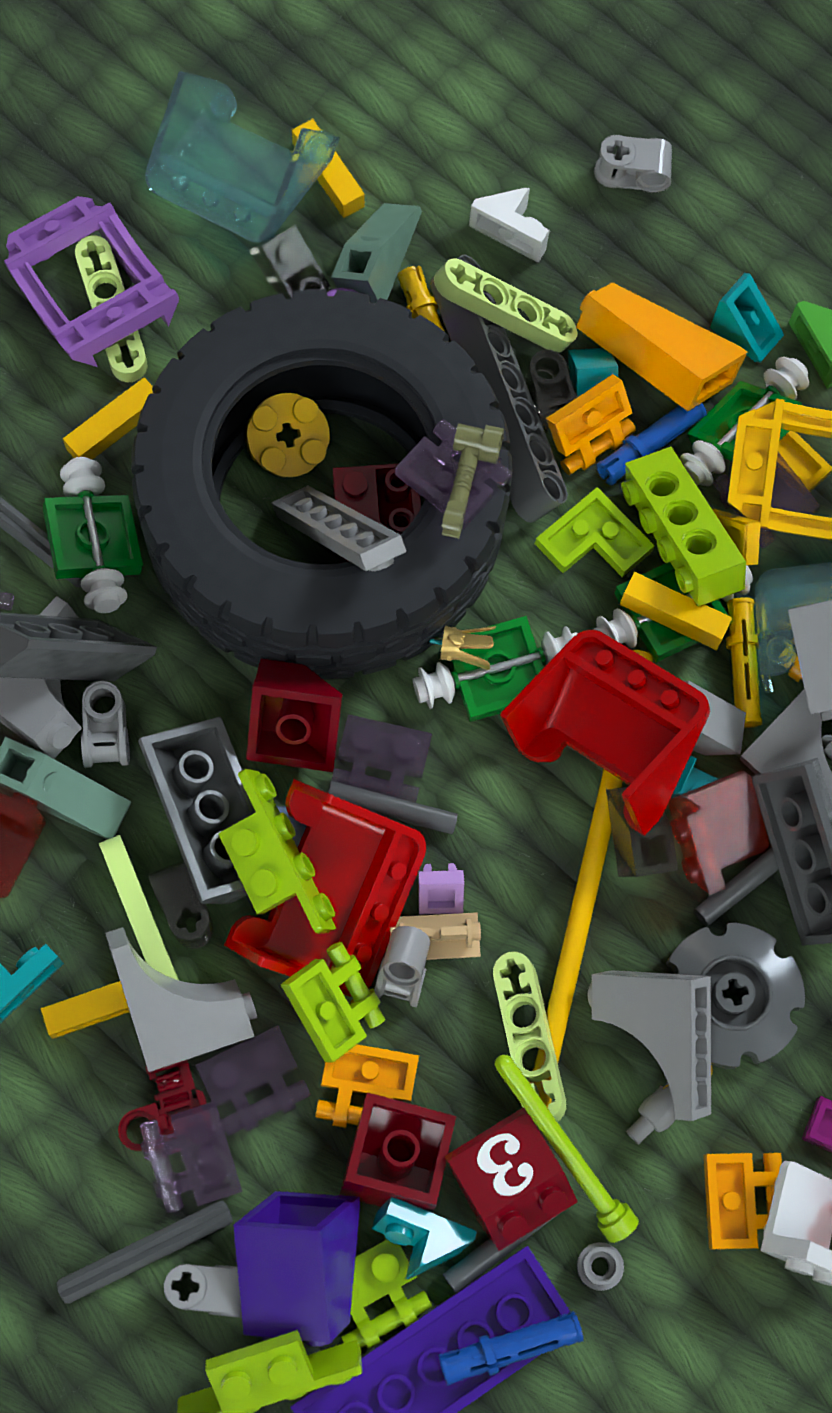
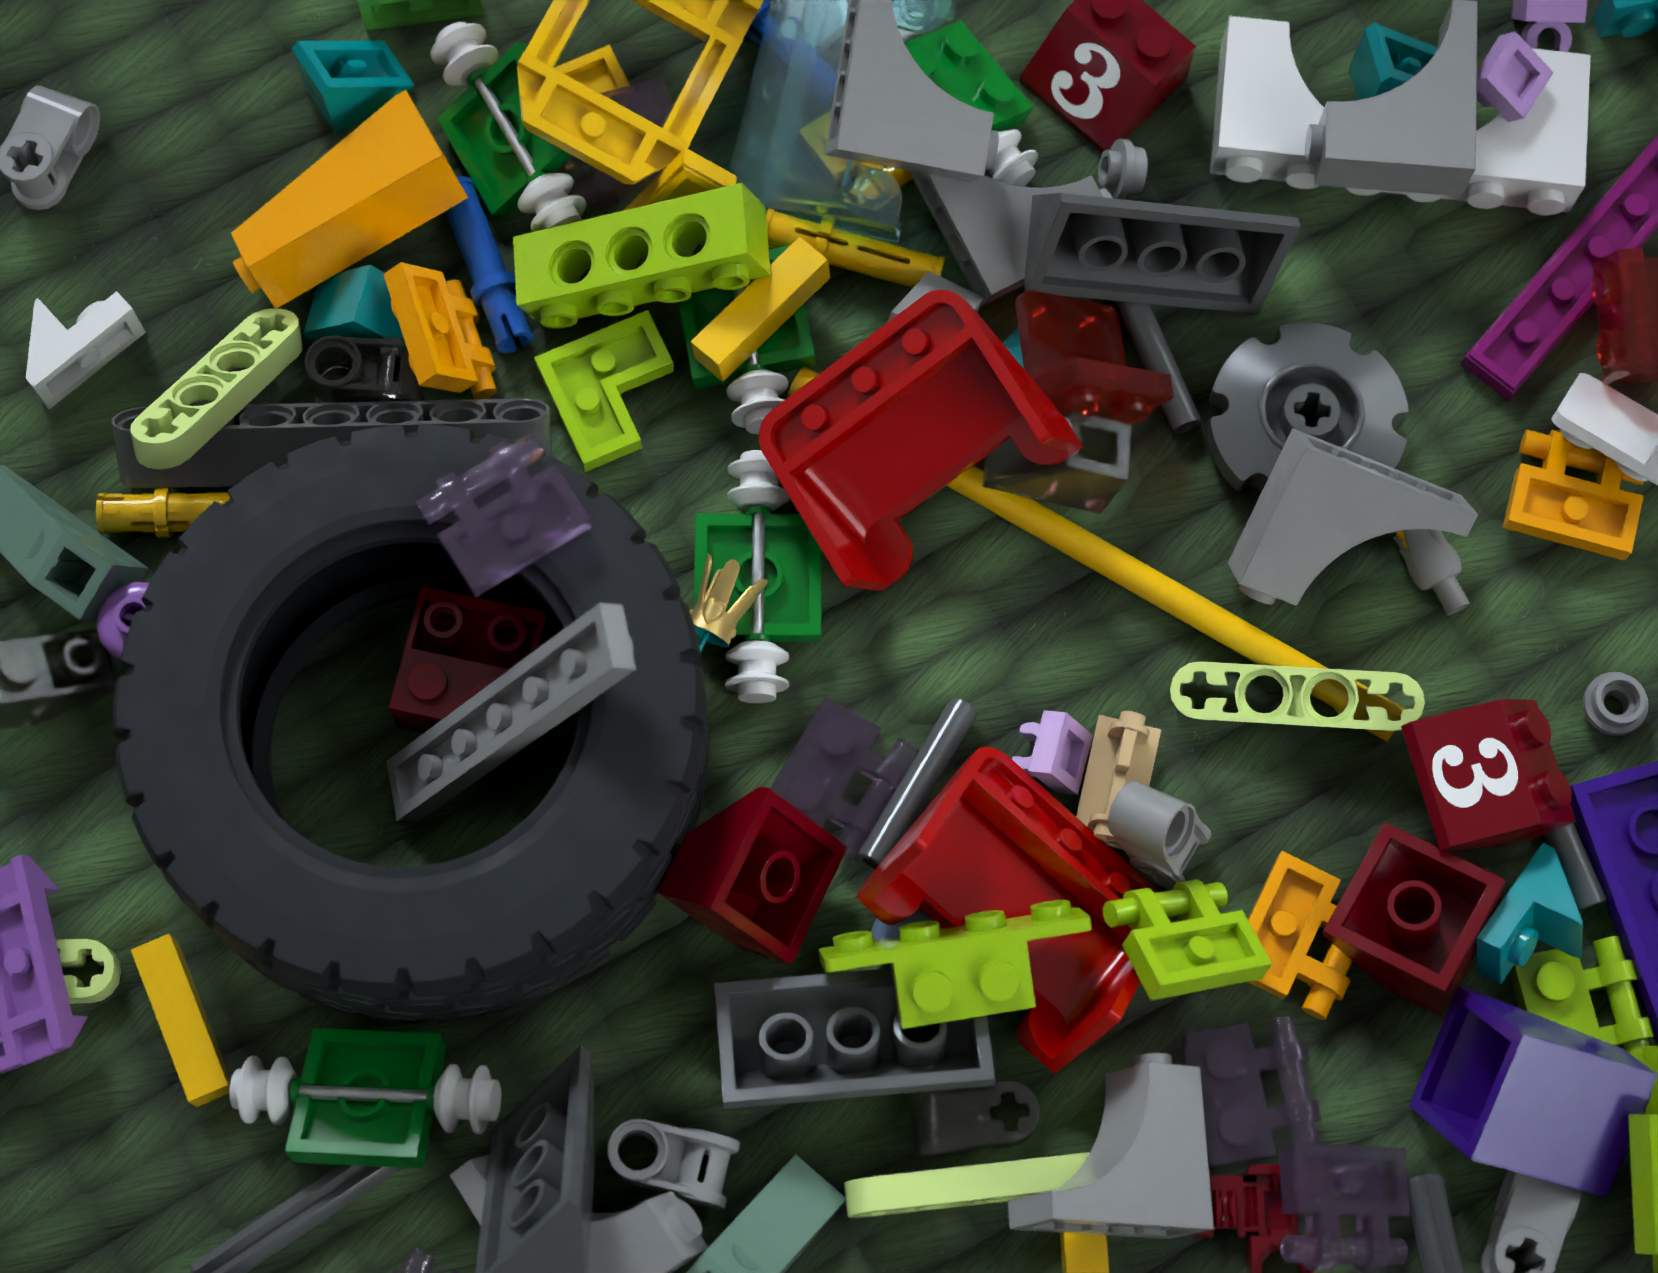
camera: 70 degrees left, 0 degrees up
(273, 454) = (331, 741): yellow plate -> none
(475, 446) = (484, 464): olive brick -> none
(614, 1217) = (1559, 663): lime piece -> none

